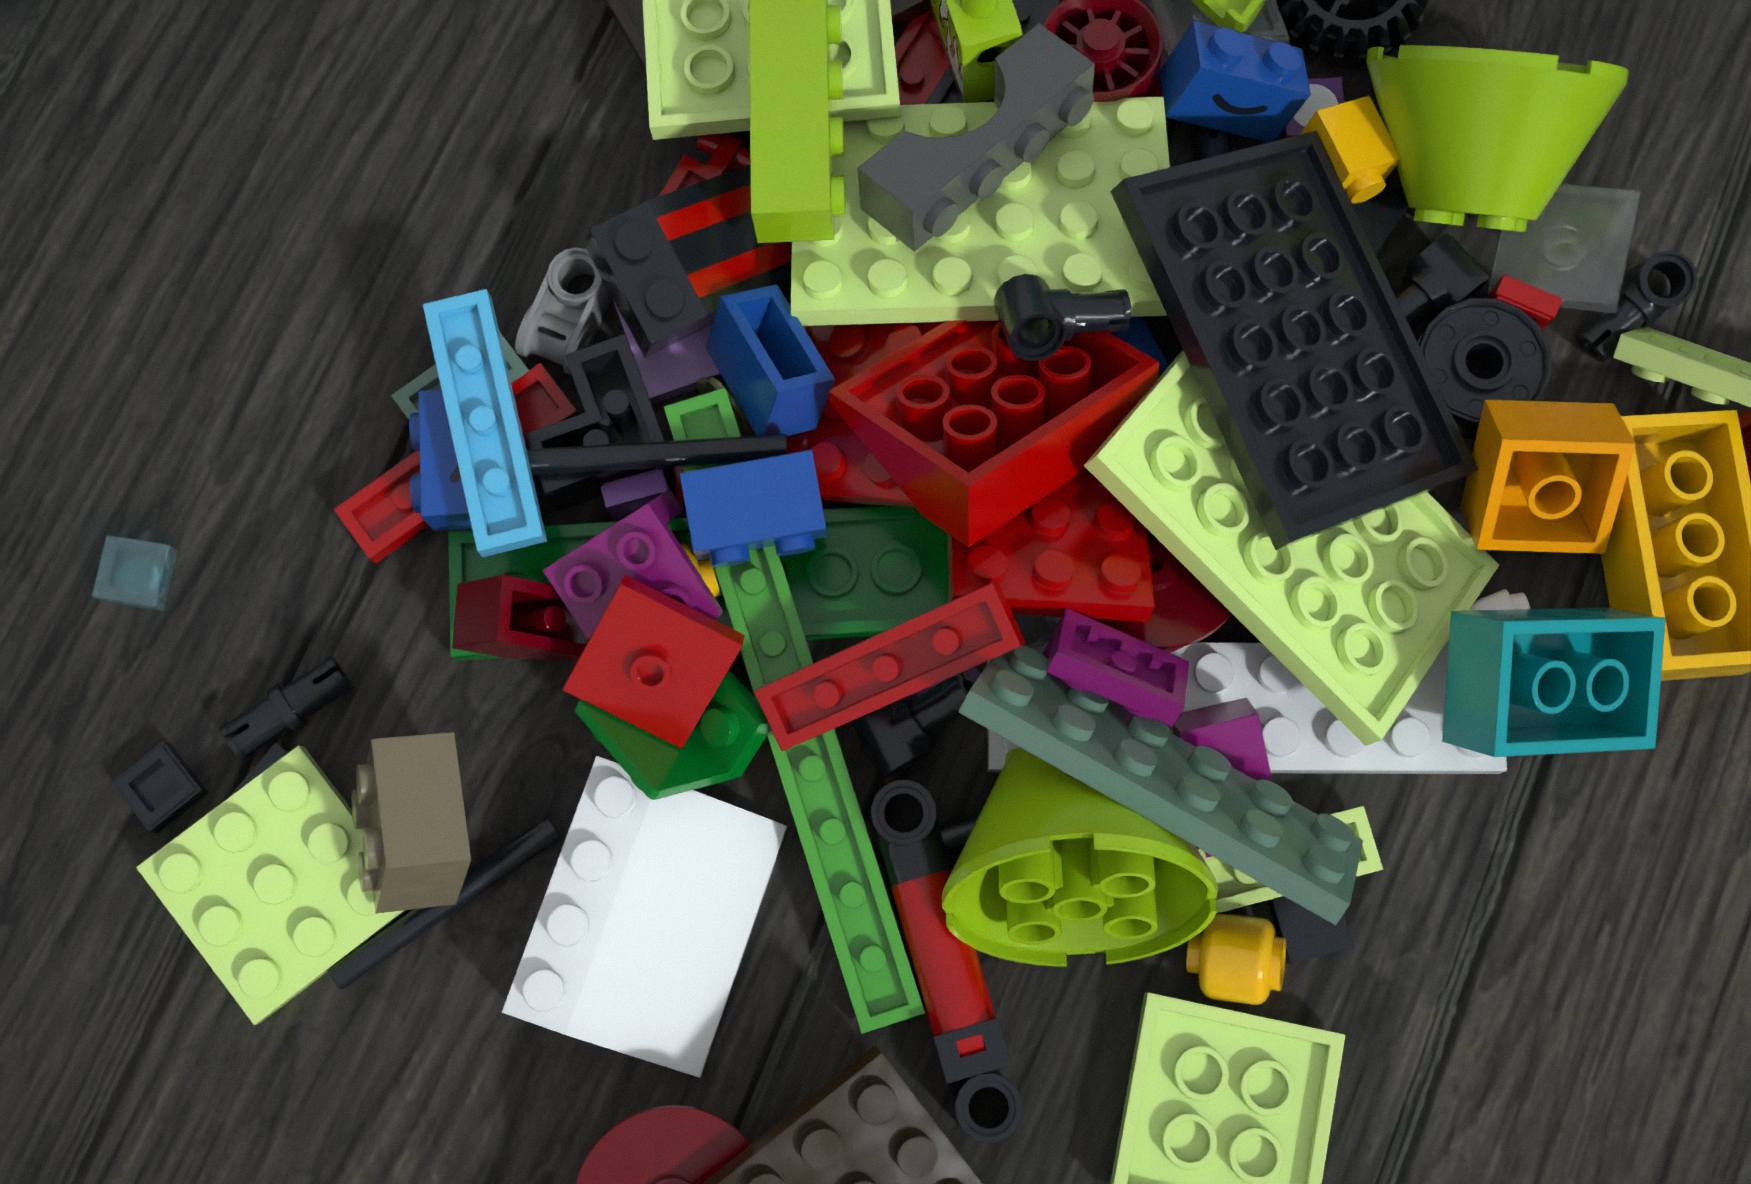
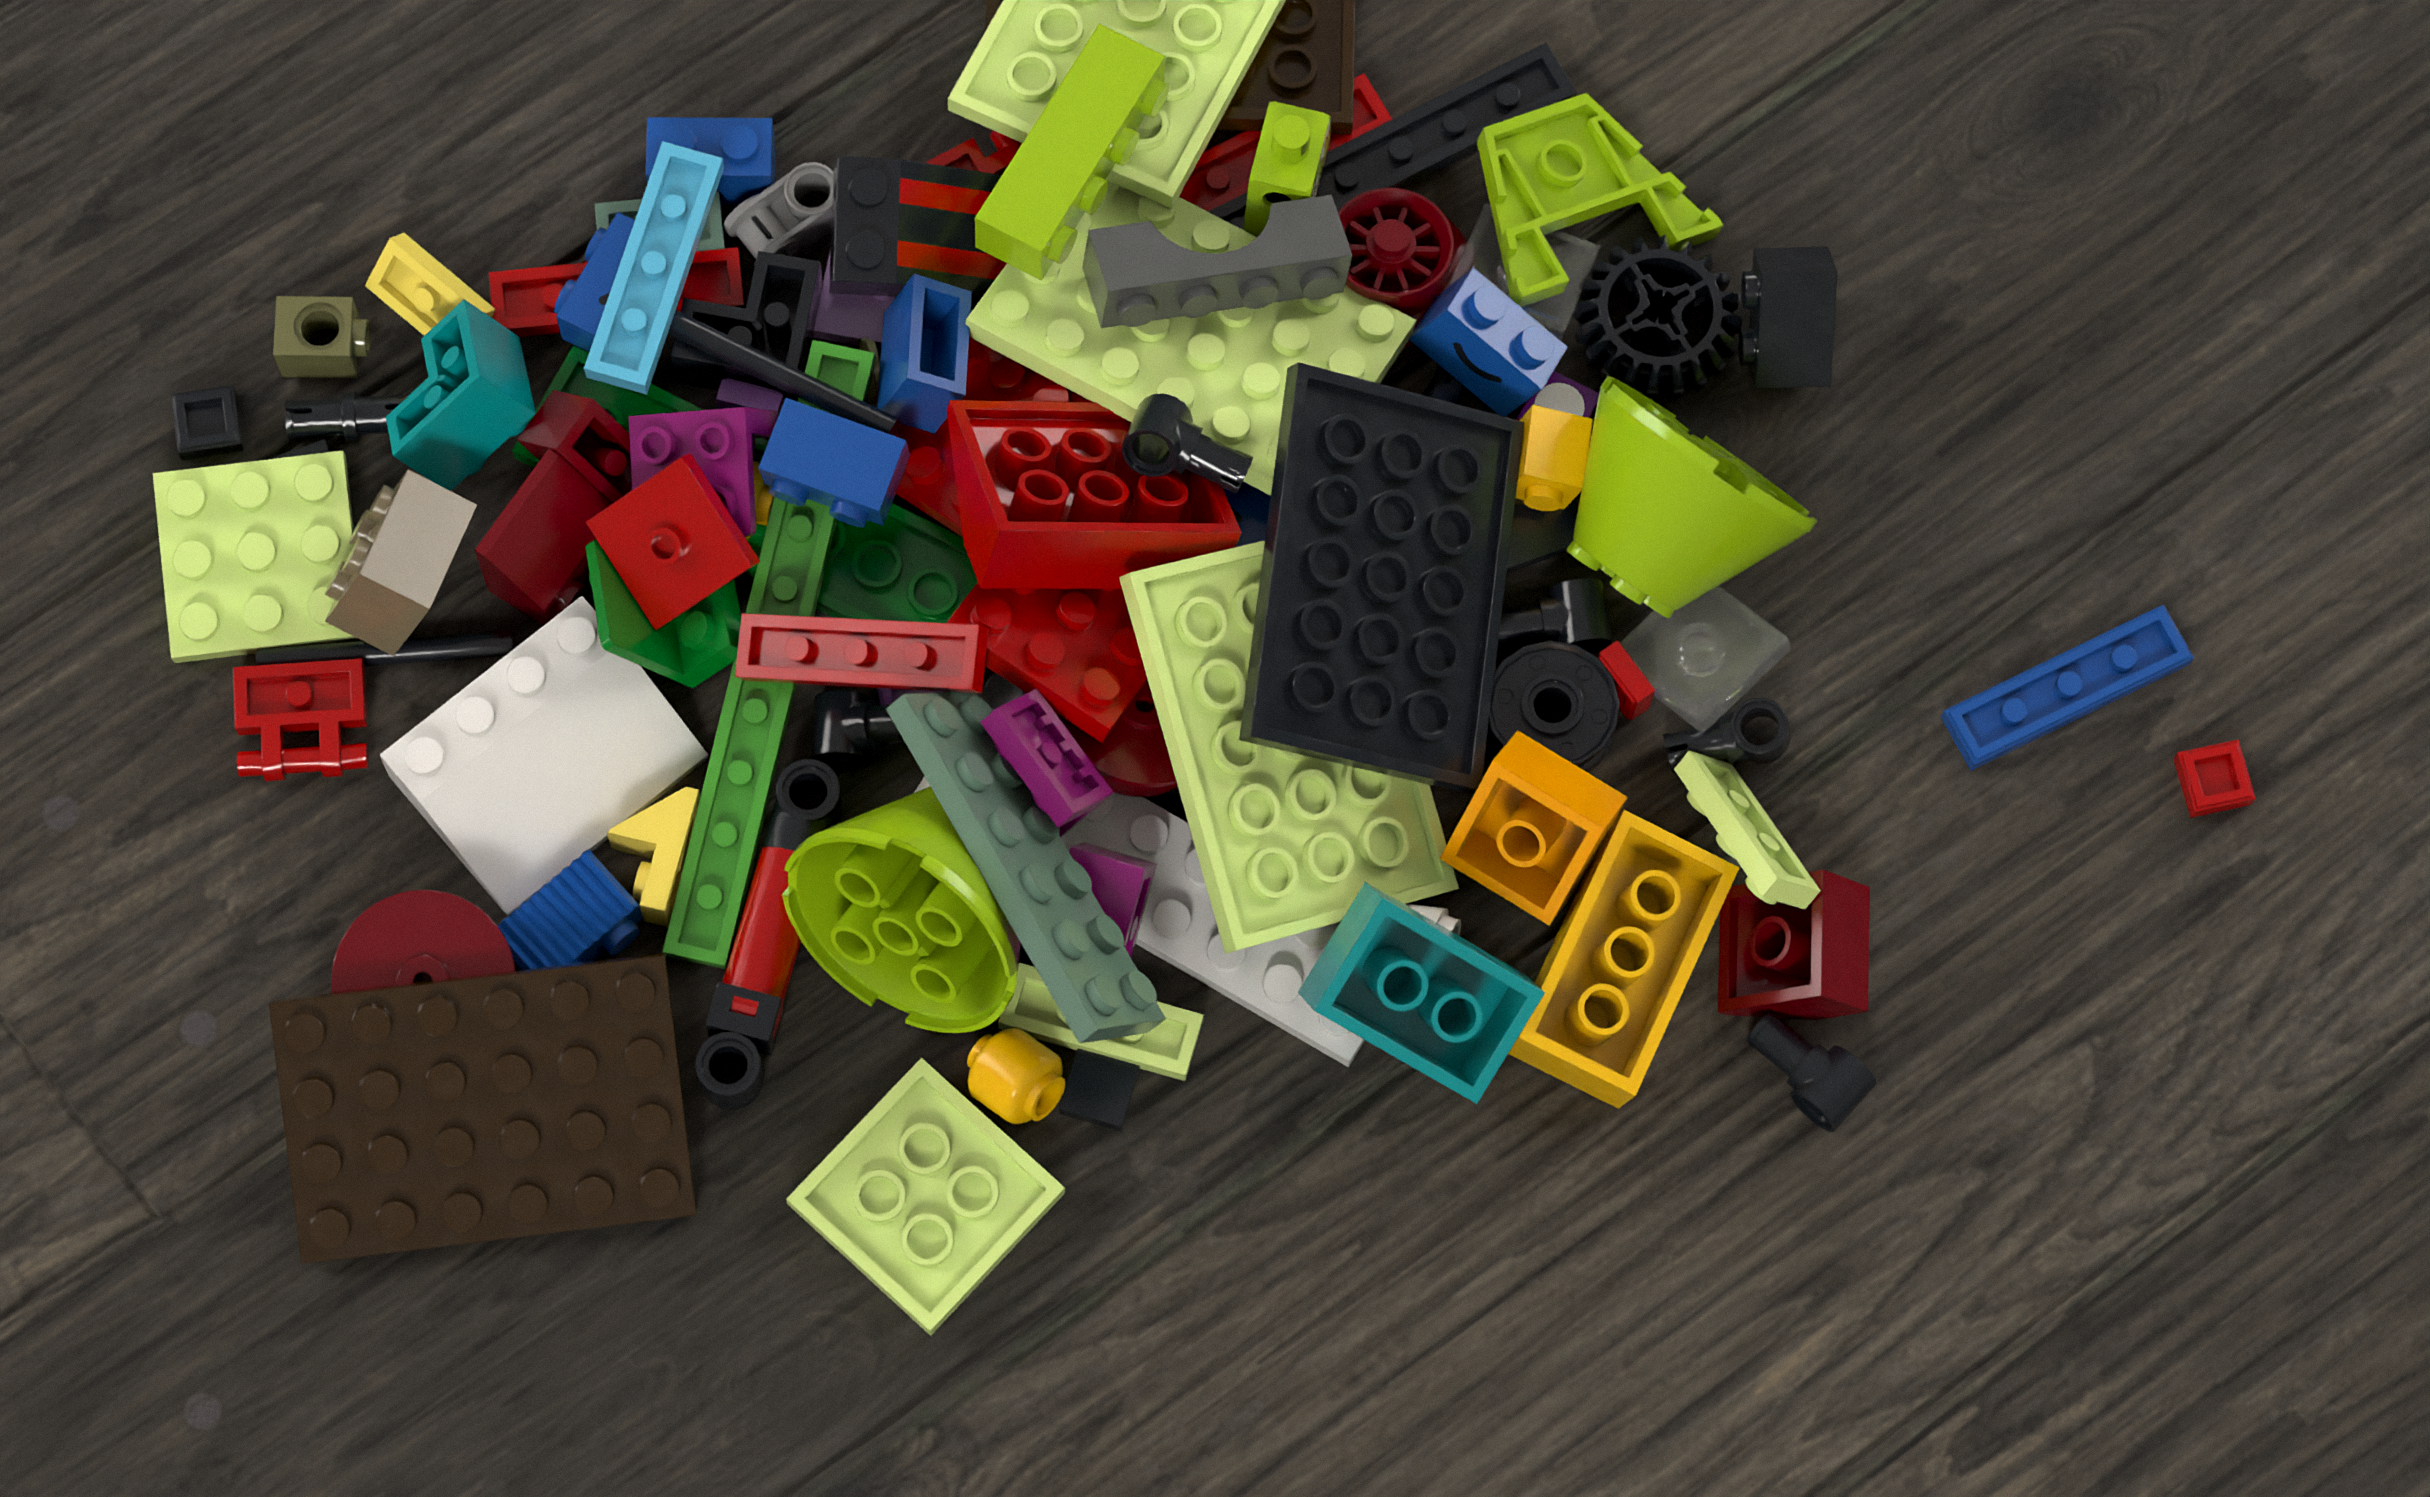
camera: 25 degrees right, 5 degrees down
(134, 573) = (291, 232): clear light blue plate -> none
(189, 646) = (300, 318): none -> olive brick
(294, 561) = (419, 285): none -> light yellow plate
(386, 636) = (468, 403): none -> teal brick
(394, 993) = (298, 699): none -> red plate
(488, 267) = (743, 143): none -> blue brick
(530, 724) = (538, 542): none -> dark red slope
(763, 1059) = (573, 918): none -> blue brick
(798, 923) = (664, 836): none -> light yellow slope

